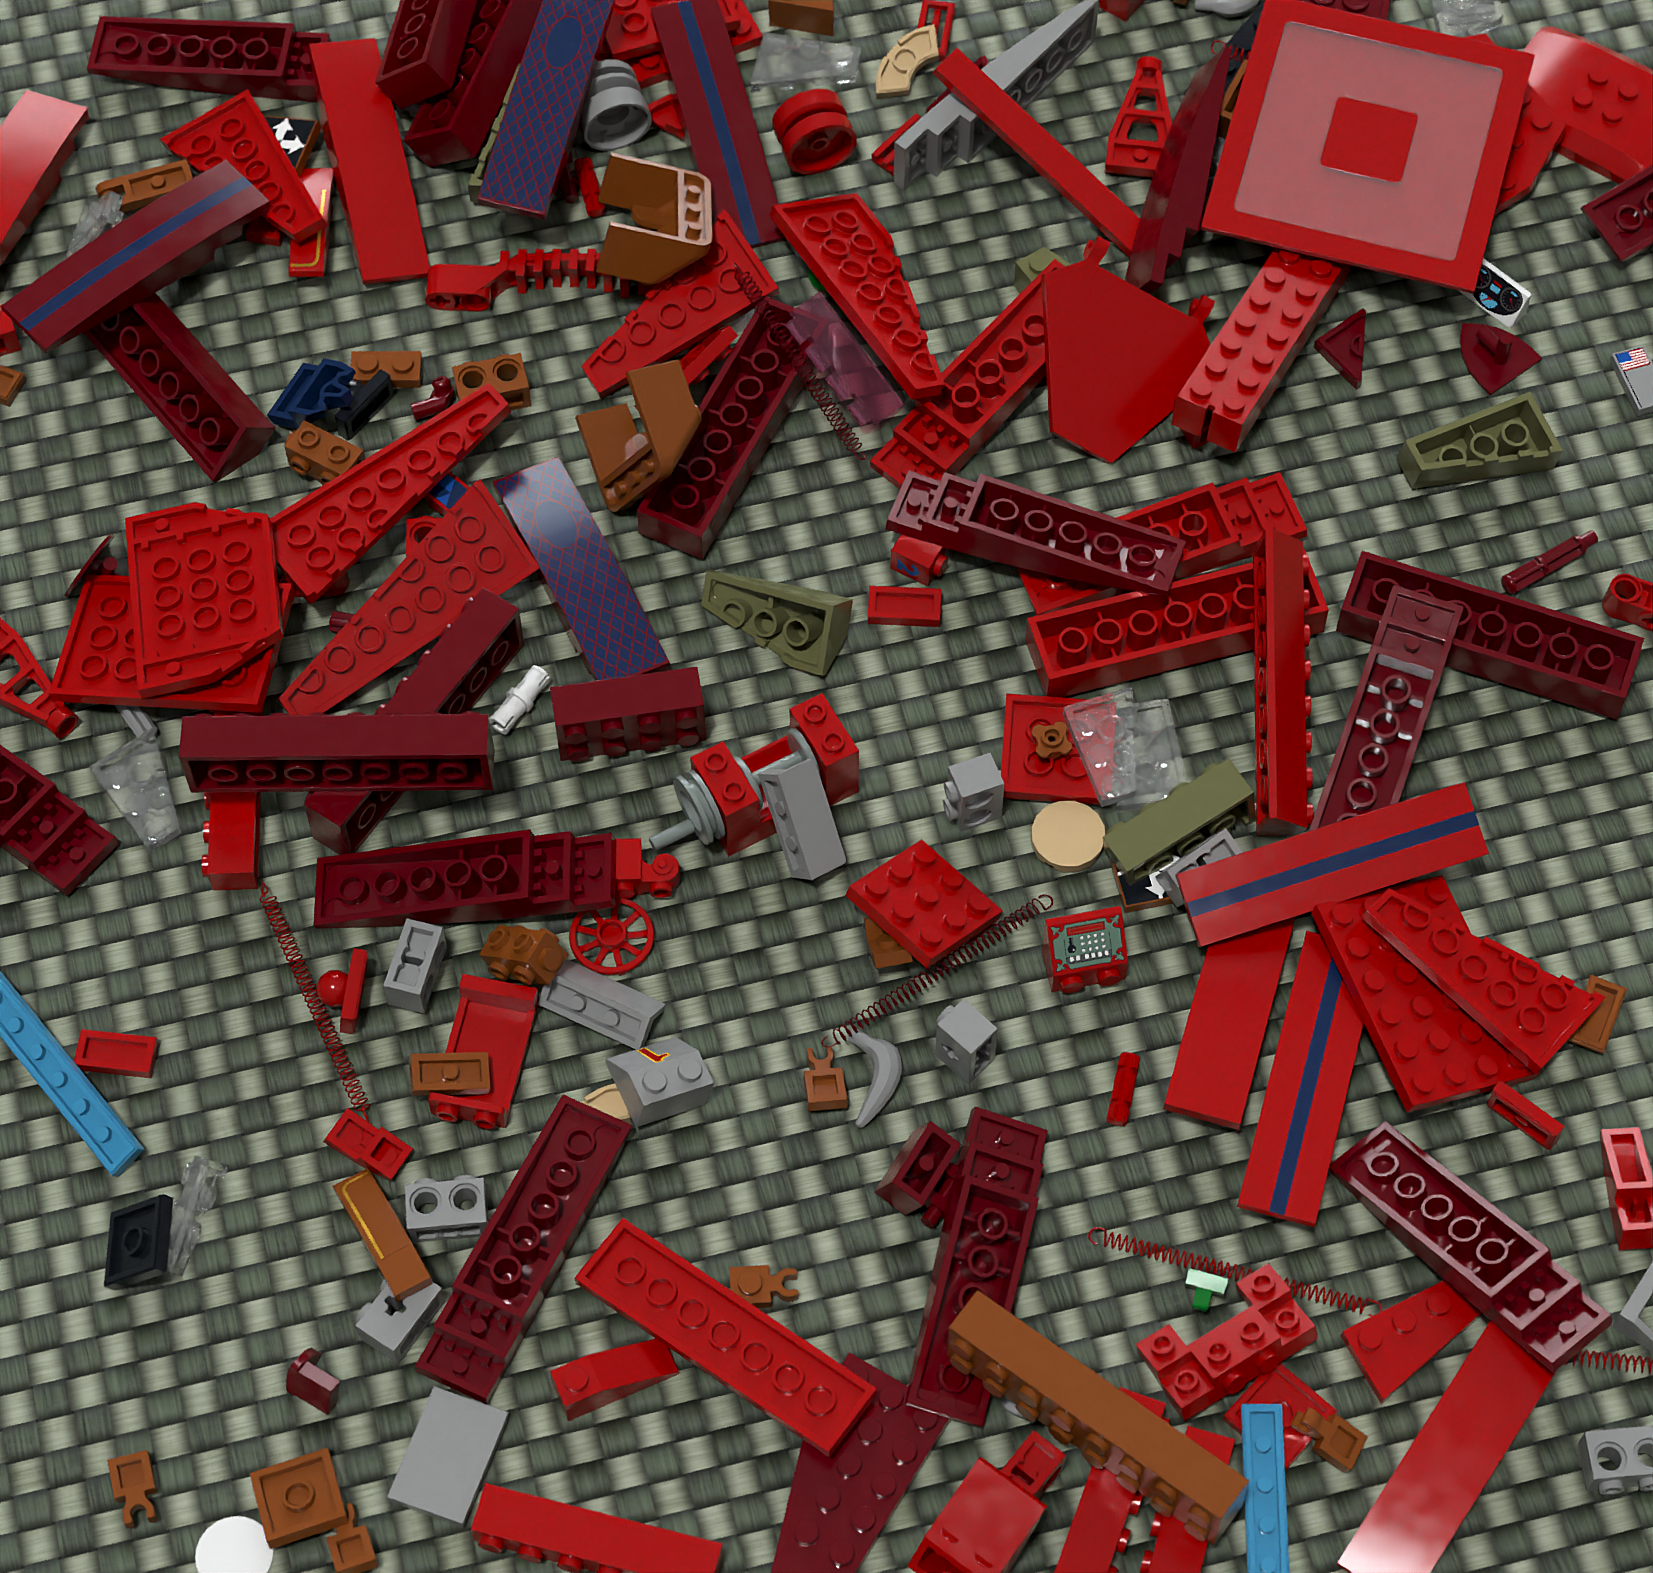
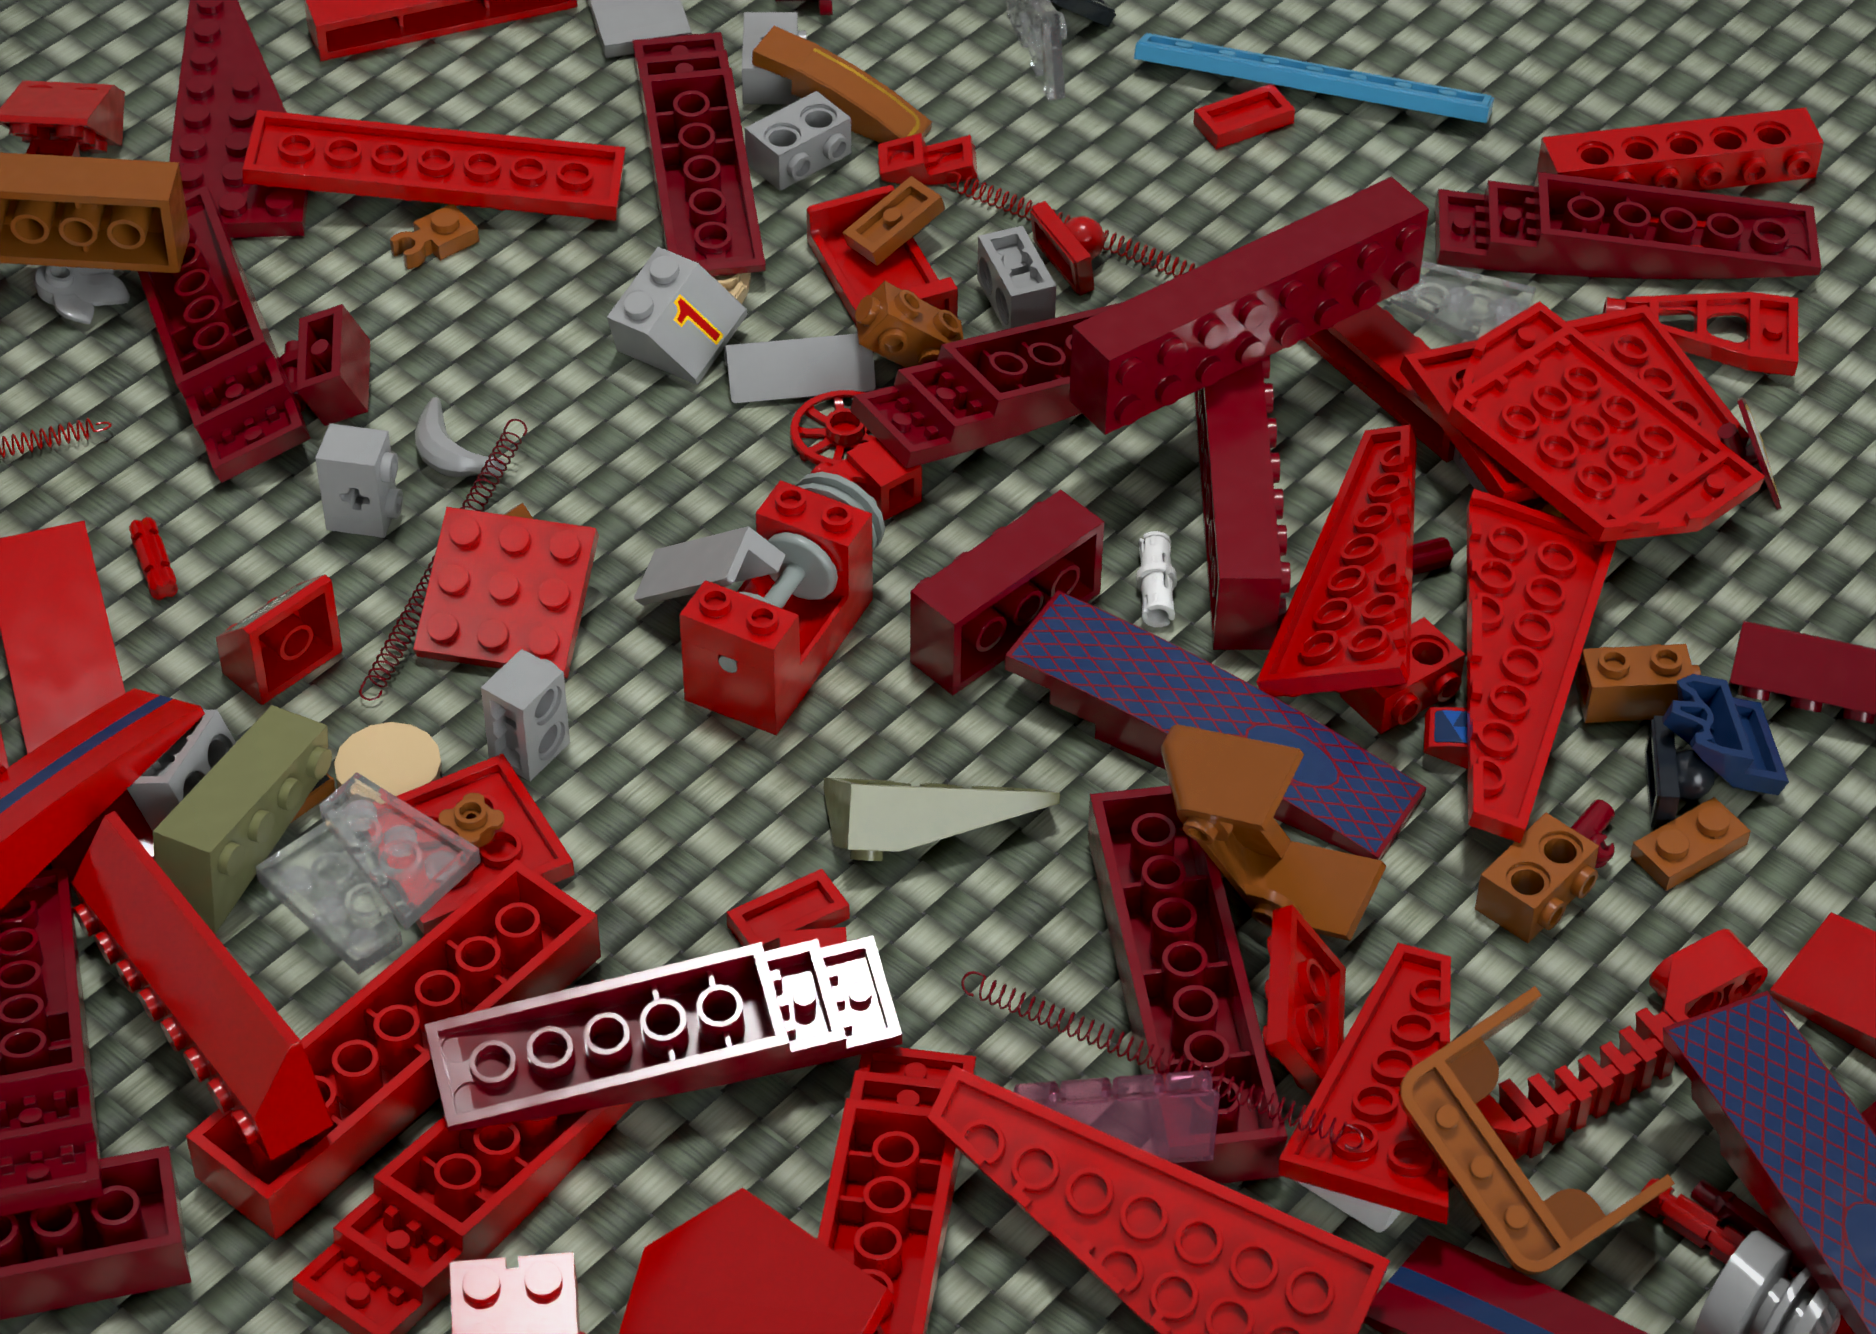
camera: 145 degrees right, 15 degrees down
(610, 1376) = (536, 91): red slope -> none
(823, 1083) = (494, 401): dark orange plate -> none

